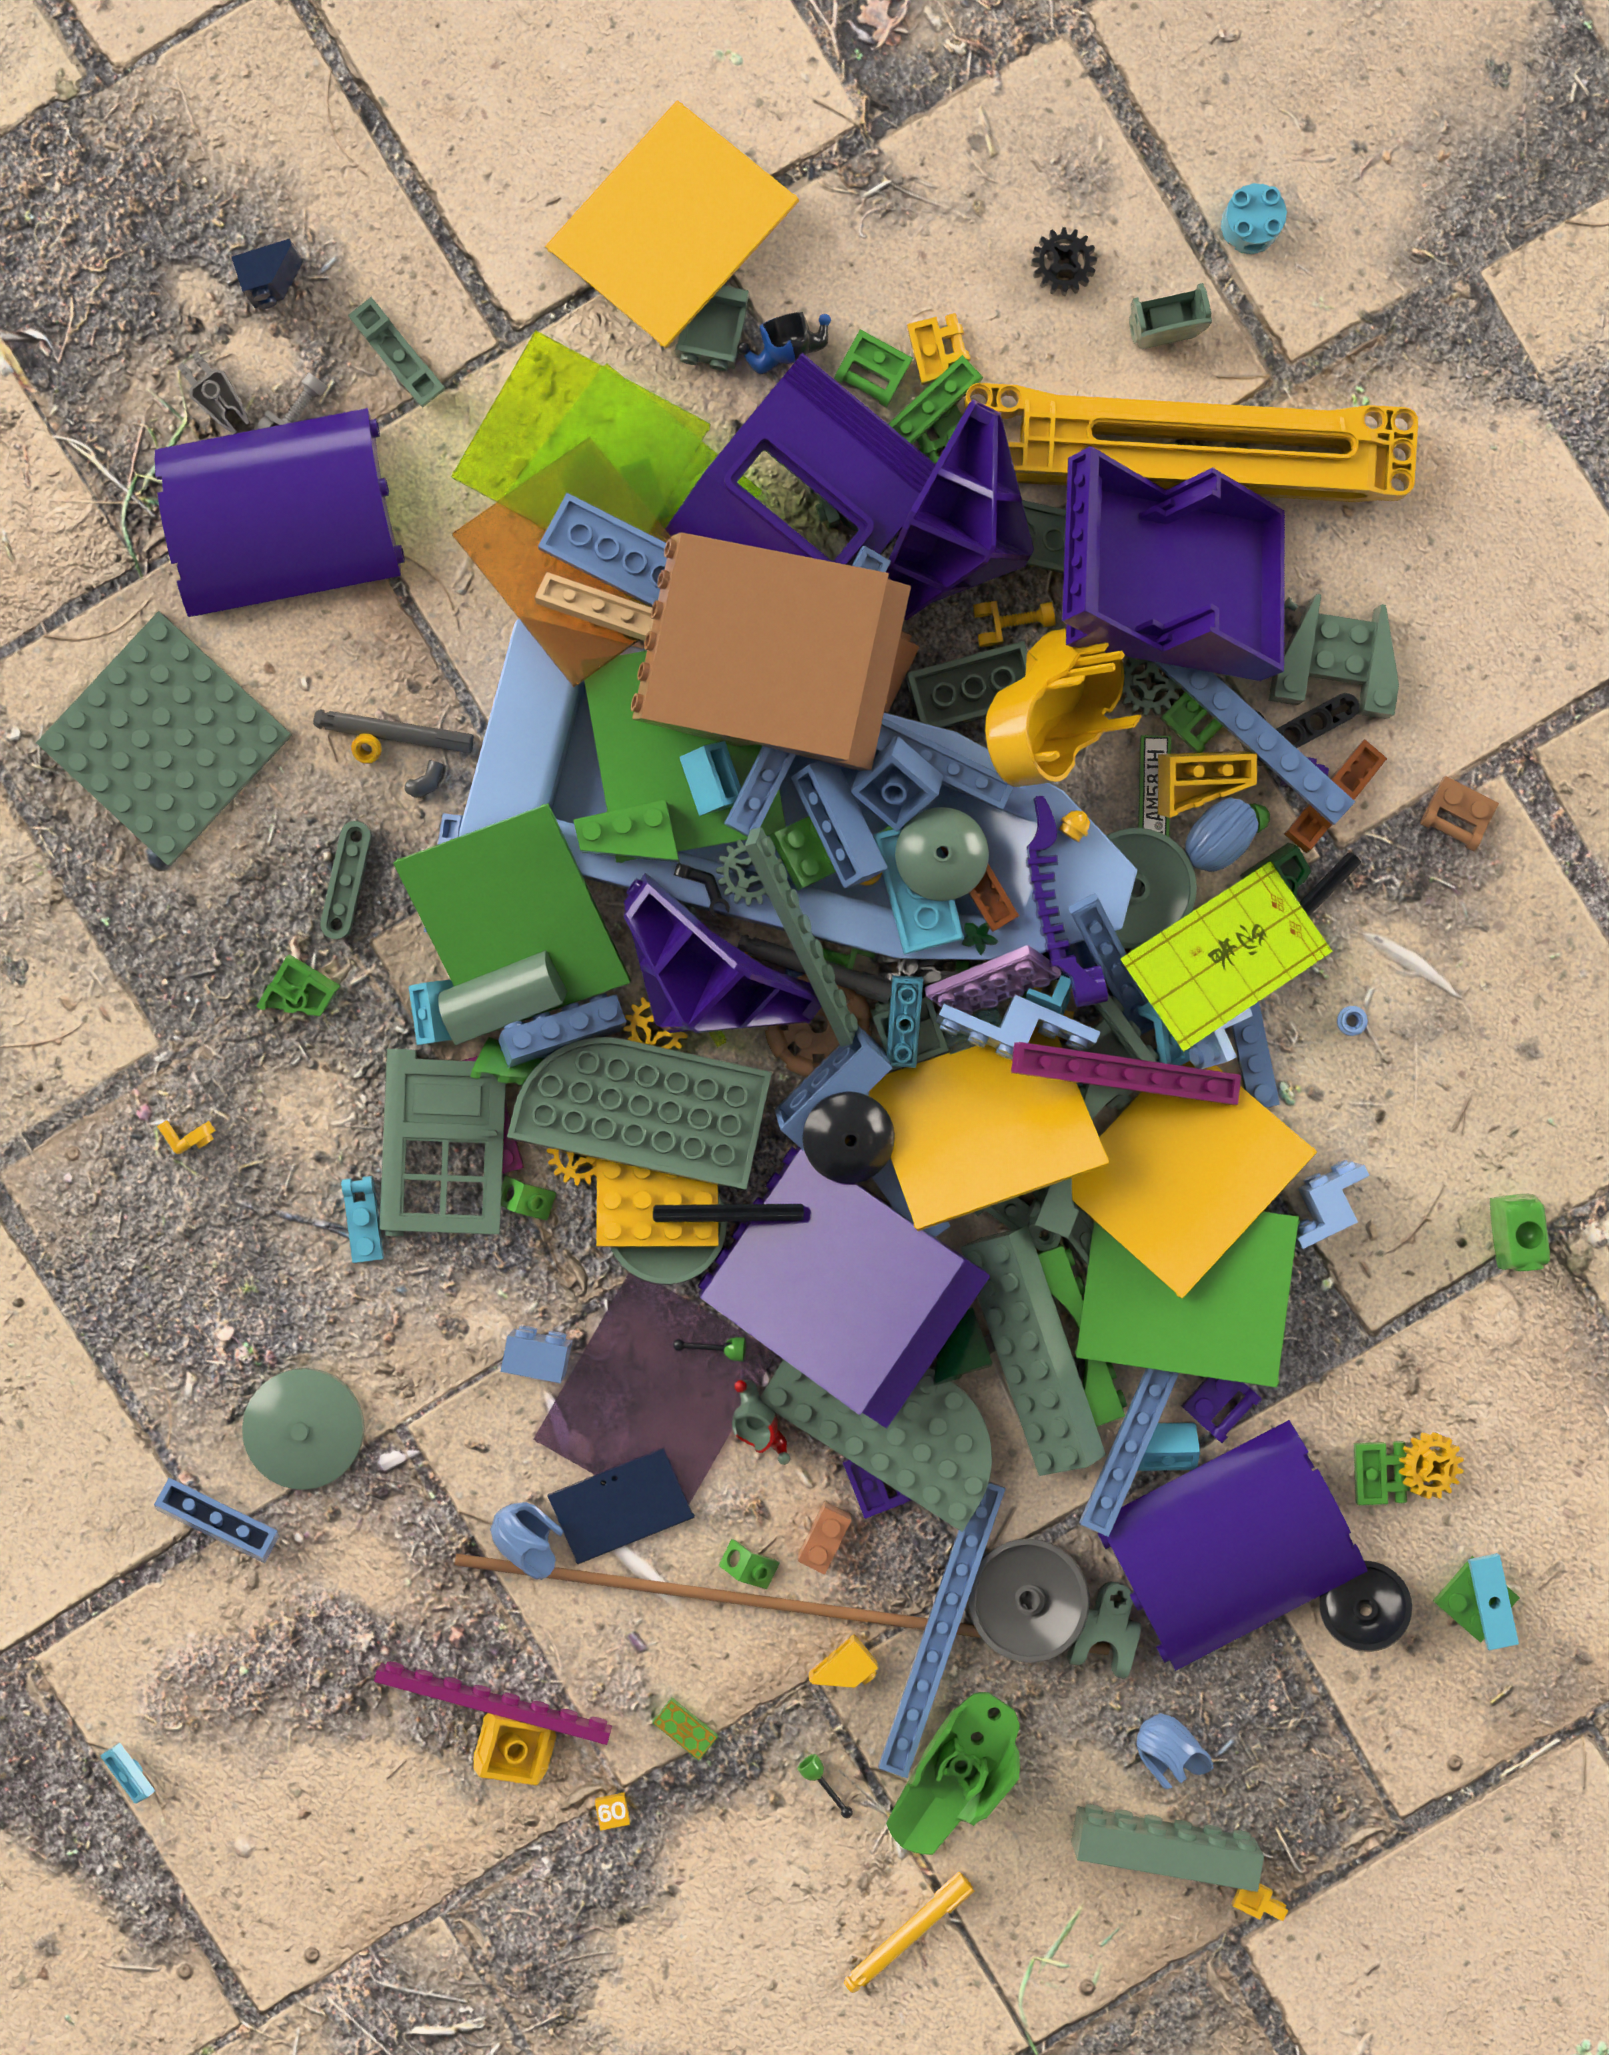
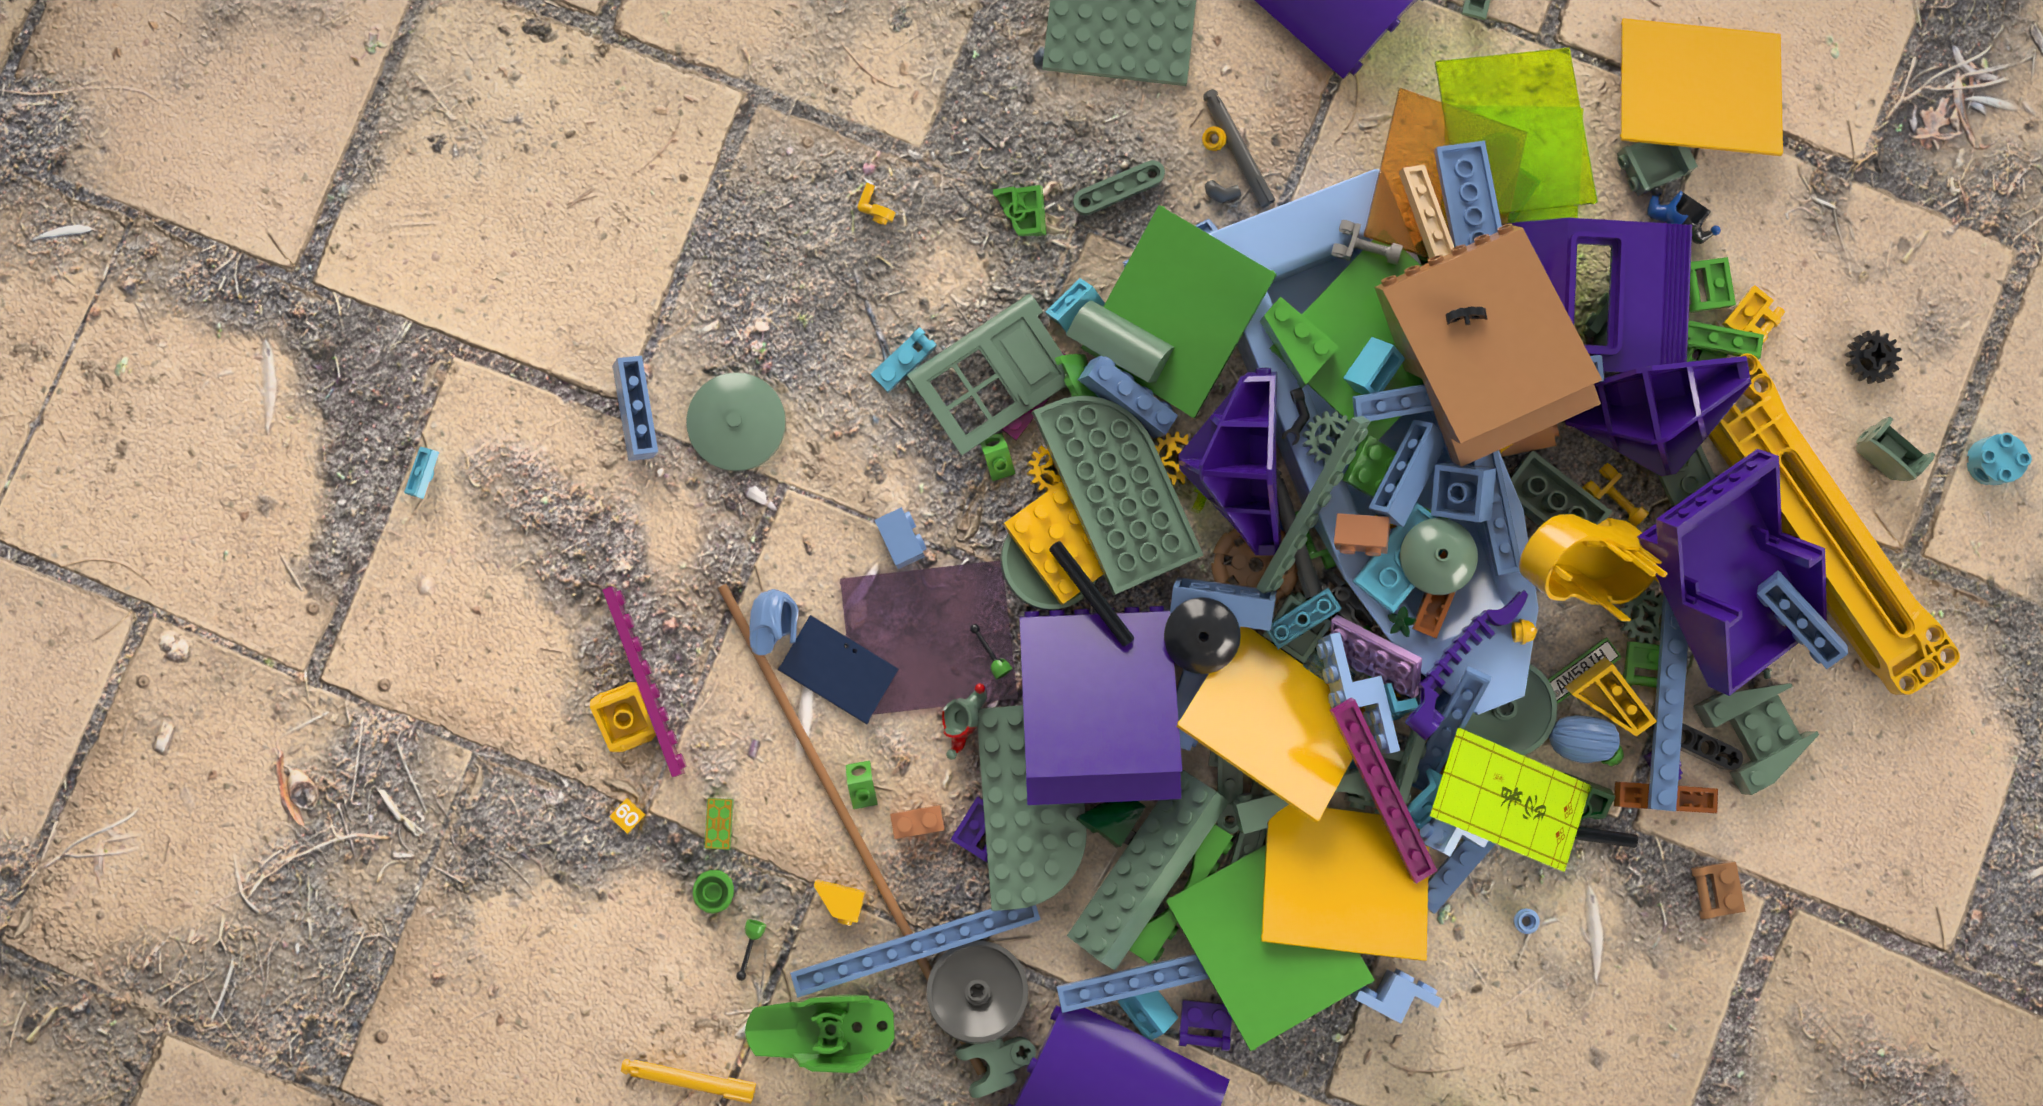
camera: 45 degrees right, 5 degrees down
(611, 672) = (1350, 228): none -> light grey bar
(725, 657) = (1466, 314): none -> black piece
(746, 1781) = (713, 891): none -> bright green piece
(865, 913) = (1362, 534): none -> nougat brick
(1264, 539) = (1802, 619): none -> medium blue brick

